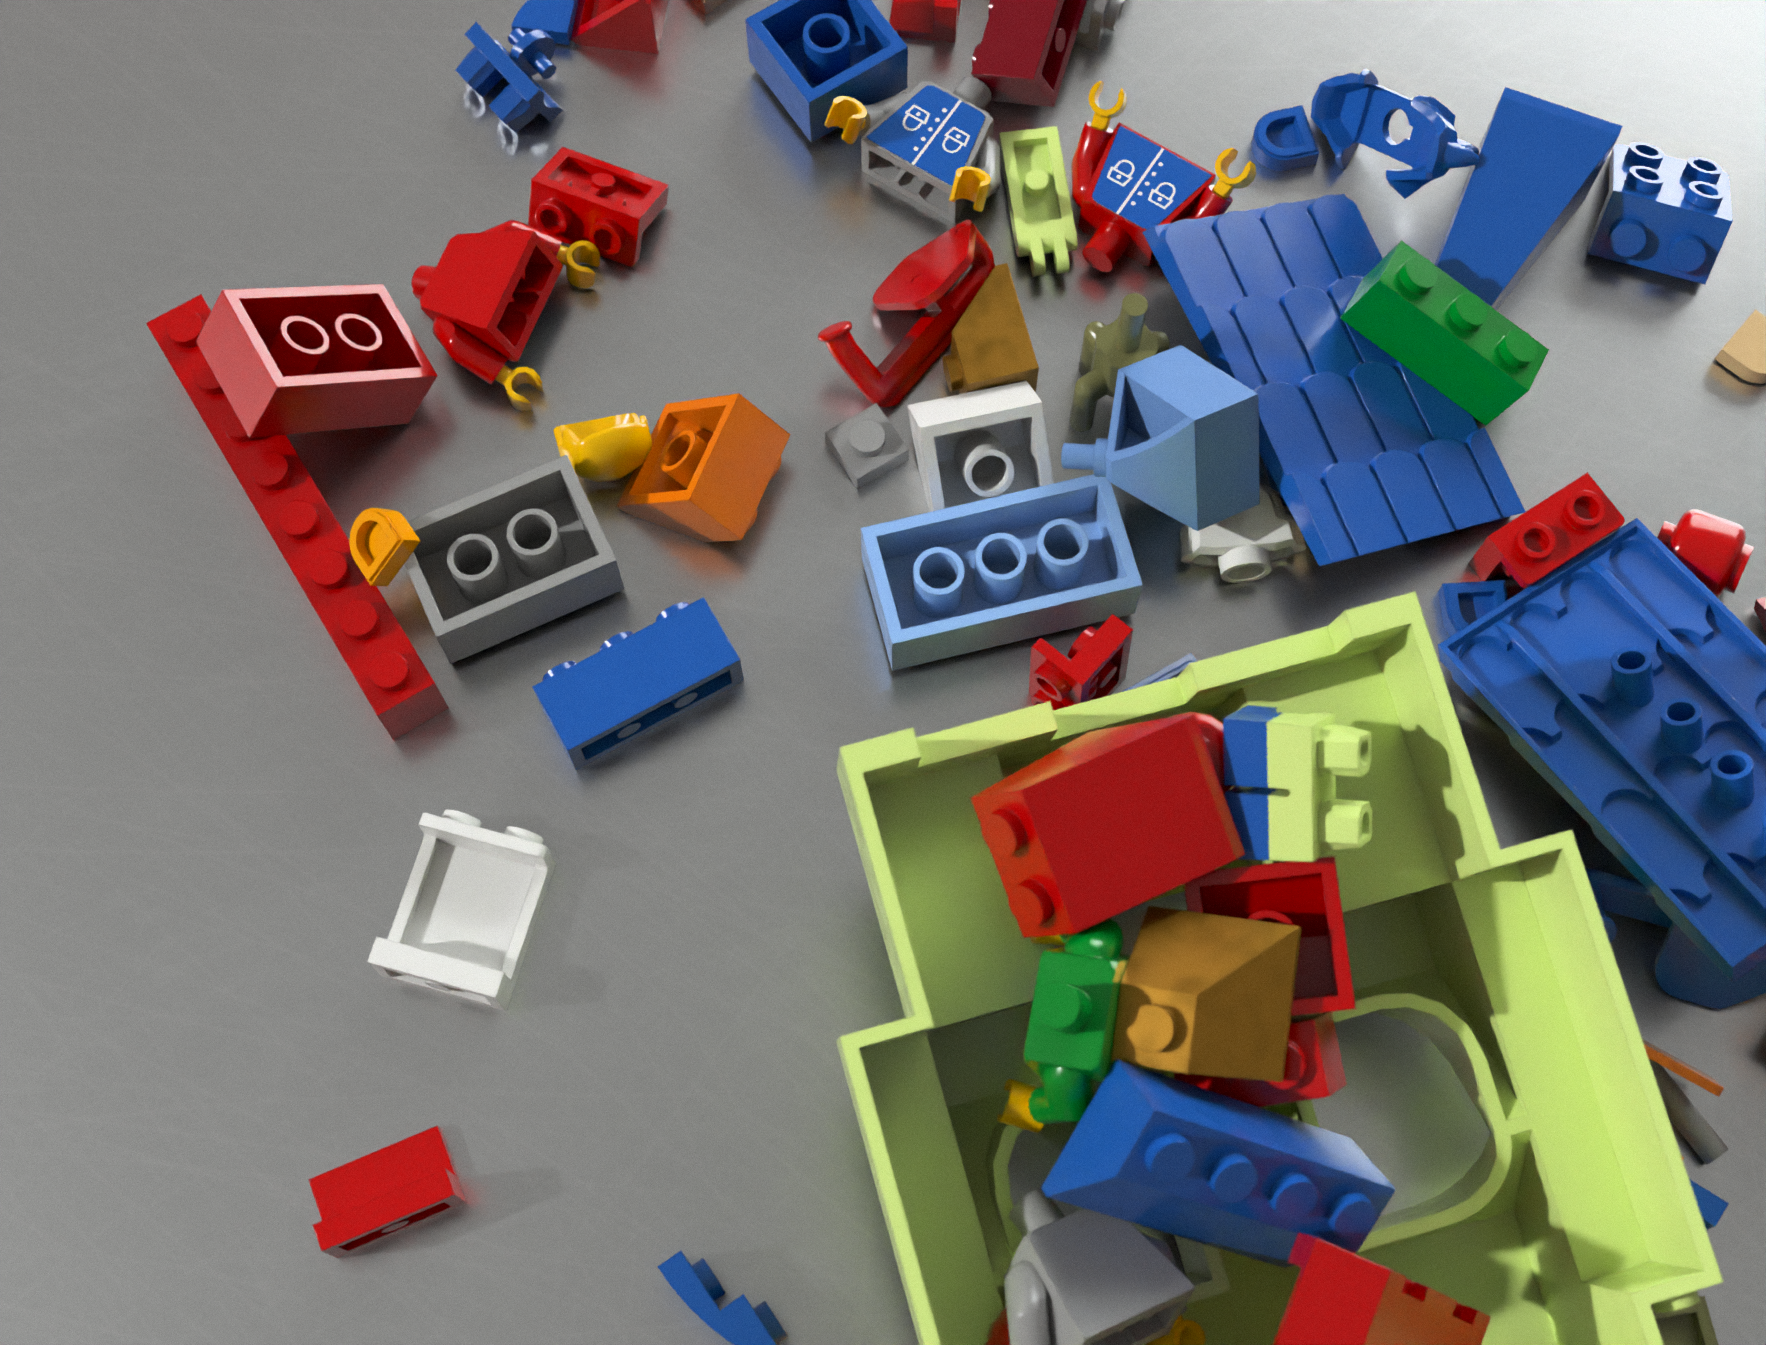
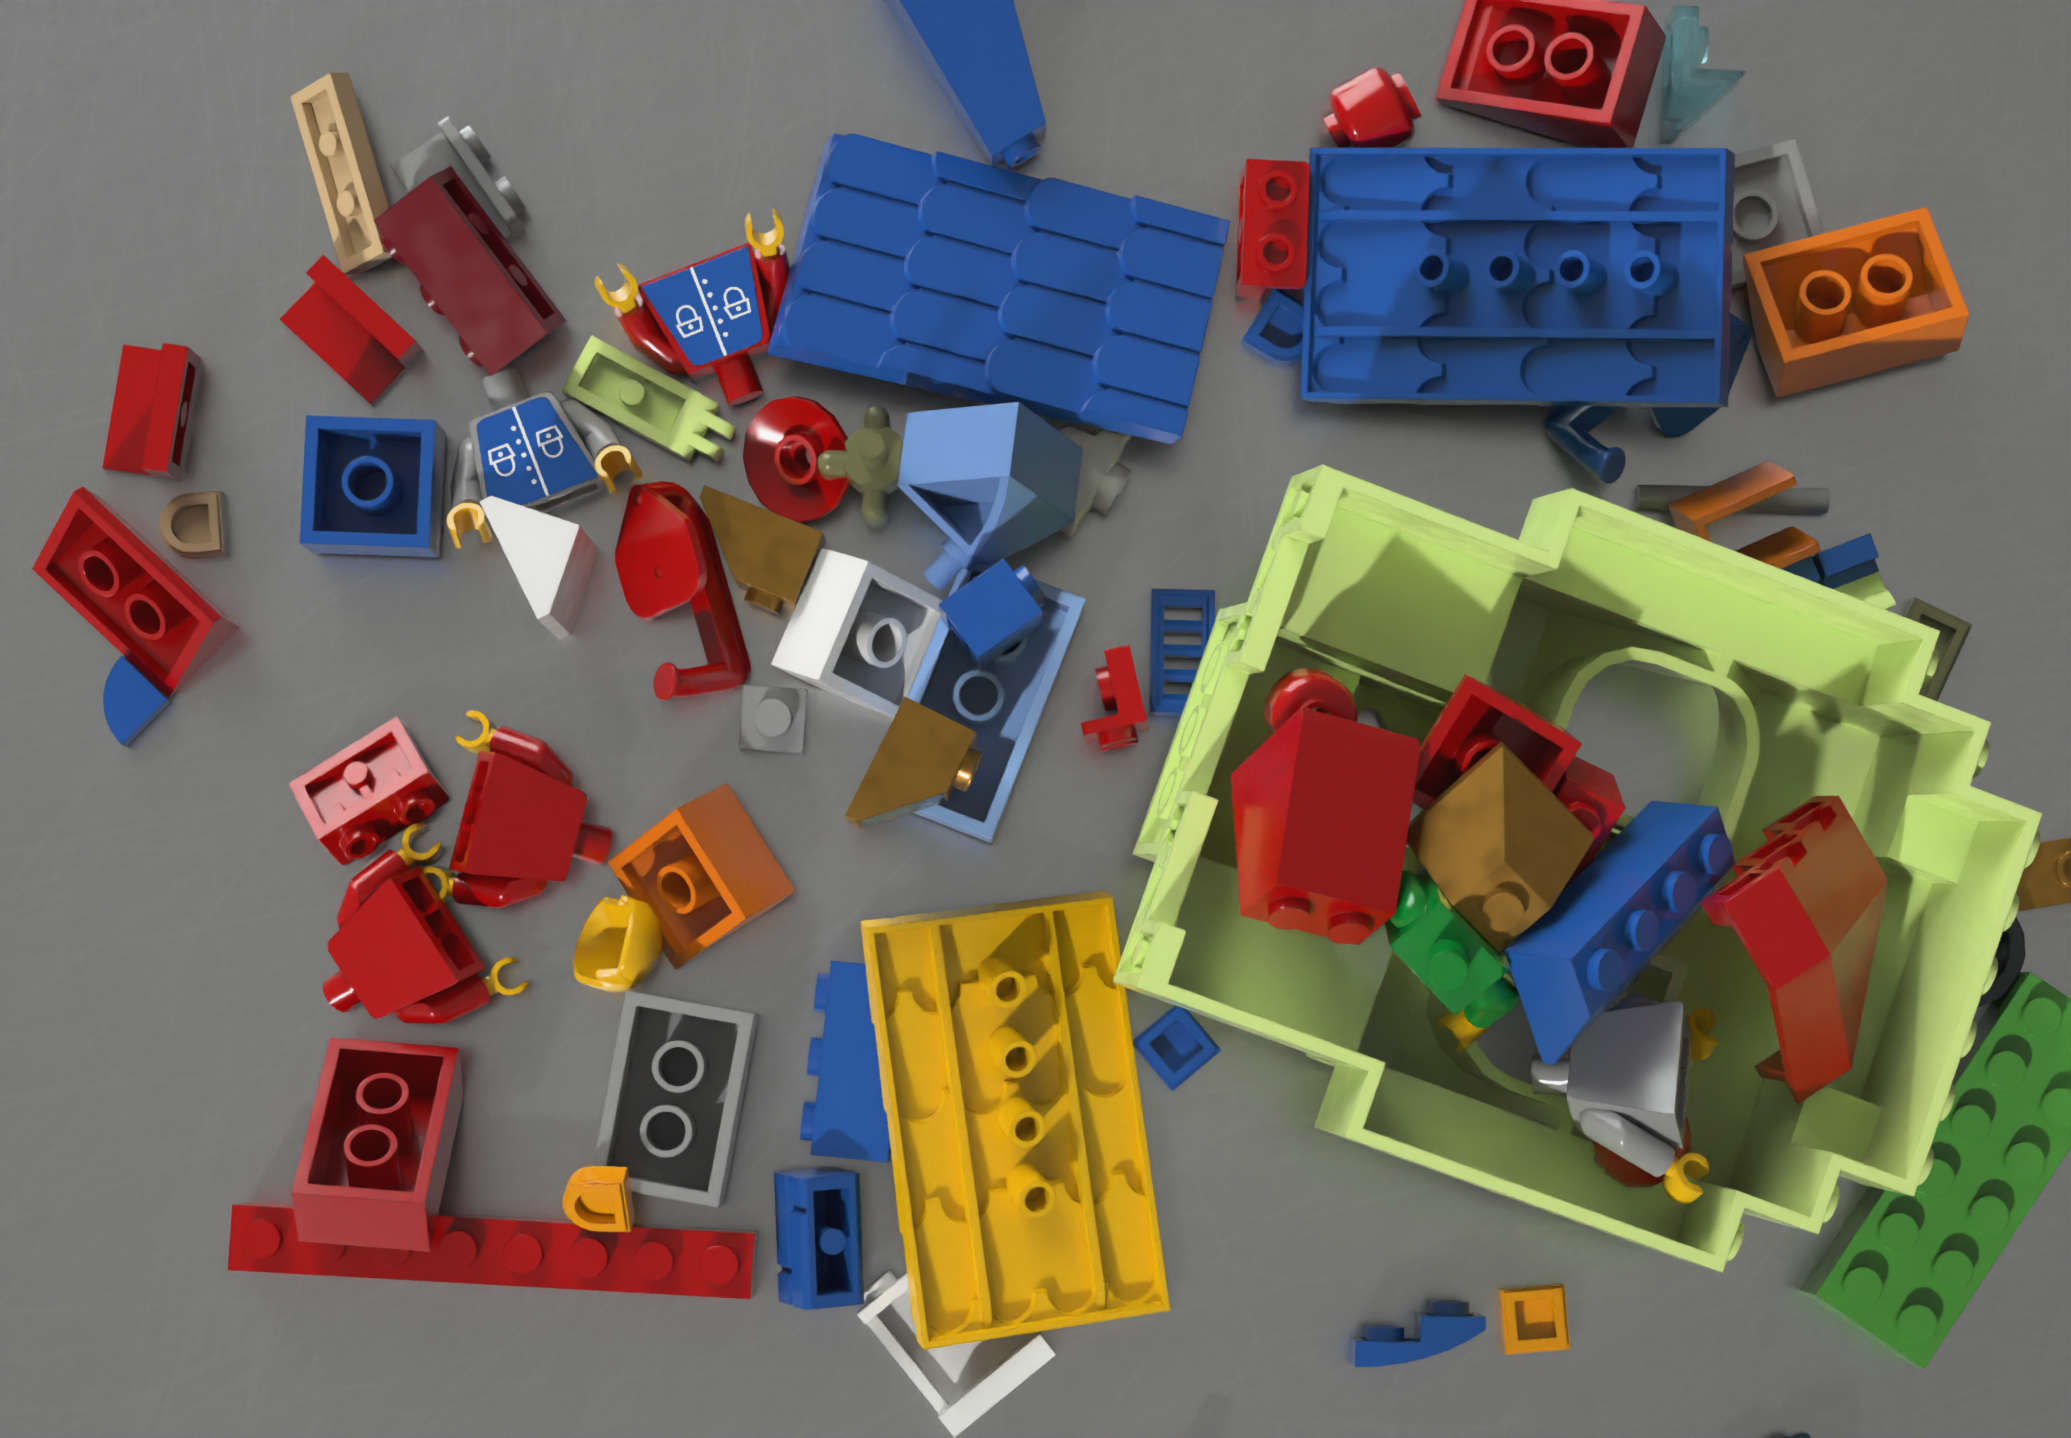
camera: 60 degrees left, 15 degrees up
(468, 743) = (819, 1237): none -> blue brick
(491, 62) = (151, 783): blue hips -> none
(646, 310) = (517, 822): none -> red torso
(663, 835) = (1014, 1118): none -> yellow piece
(833, 930) = (1176, 1046): none -> blue tile
(857, 182) = (548, 558): none -> white slope
(899, 522) = (915, 766): none -> pearl gold slope
(1062, 319) = (778, 462): none -> red dish
(1074, 499) = (993, 612): none -> blue brick
(1284, 140) = (741, 140): blue tile -> none
(1288, 783) = (1389, 670): yellowish green hips -> none
(1358, 111) = (775, 58): blue piece -> none
(1444, 333) = (1040, 172): green brick -> none

